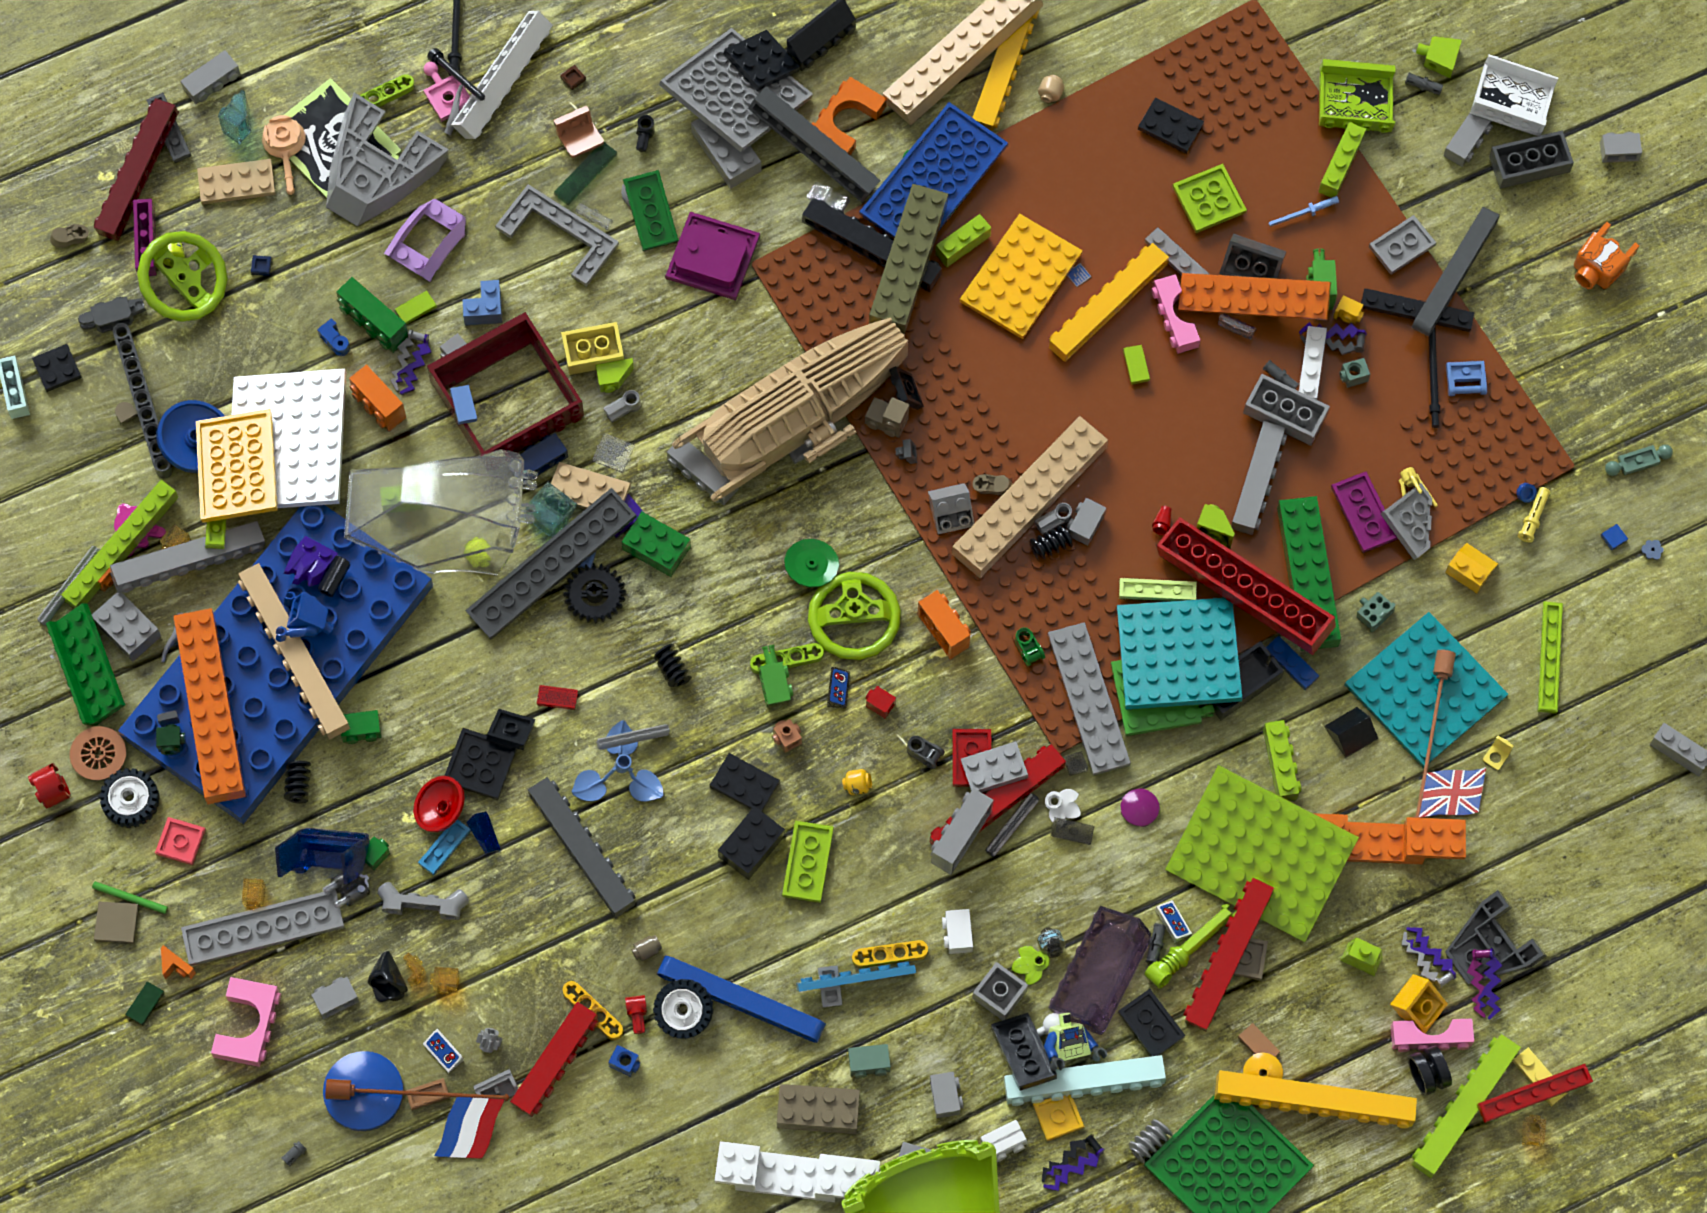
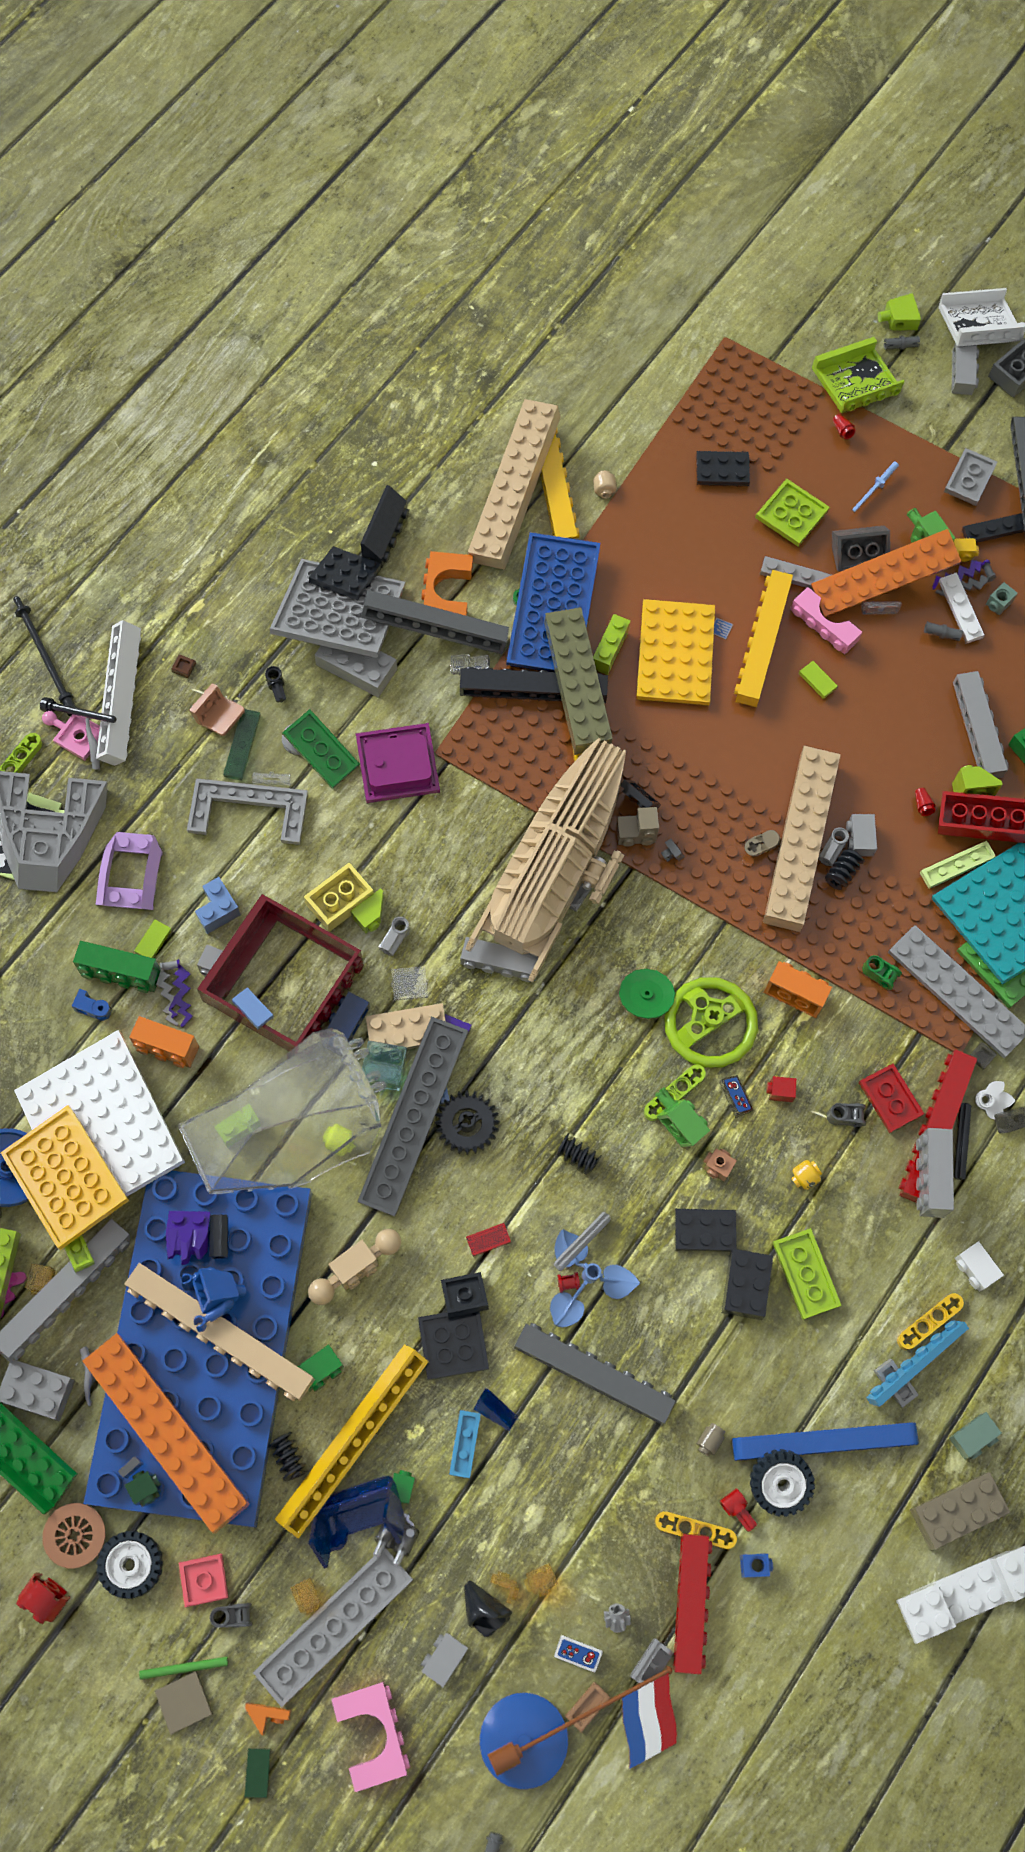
camera: 30 degrees left, 0 degrees up
(191, 879) = (233, 1615): none -> dark grey piece
(355, 794) = (351, 1441): none -> yellow brick
(433, 659) = (353, 1266): none -> tan brick
(439, 804) = (429, 1410): red dish -> none
(449, 908) = (448, 1527): light grey plate -> none
(602, 764) = (568, 1282): none -> red bush
(656, 544) = (498, 1047): green brick -> none
(951, 508) = (740, 881): light grey slope -> none
(994, 767) = (921, 1097): light grey plate -> none
(1286, 407) = (966, 654): light grey brick -> none
(1310, 140) = (844, 427): none -> red cone
(1342, 160) = (880, 431): lime brick -> none

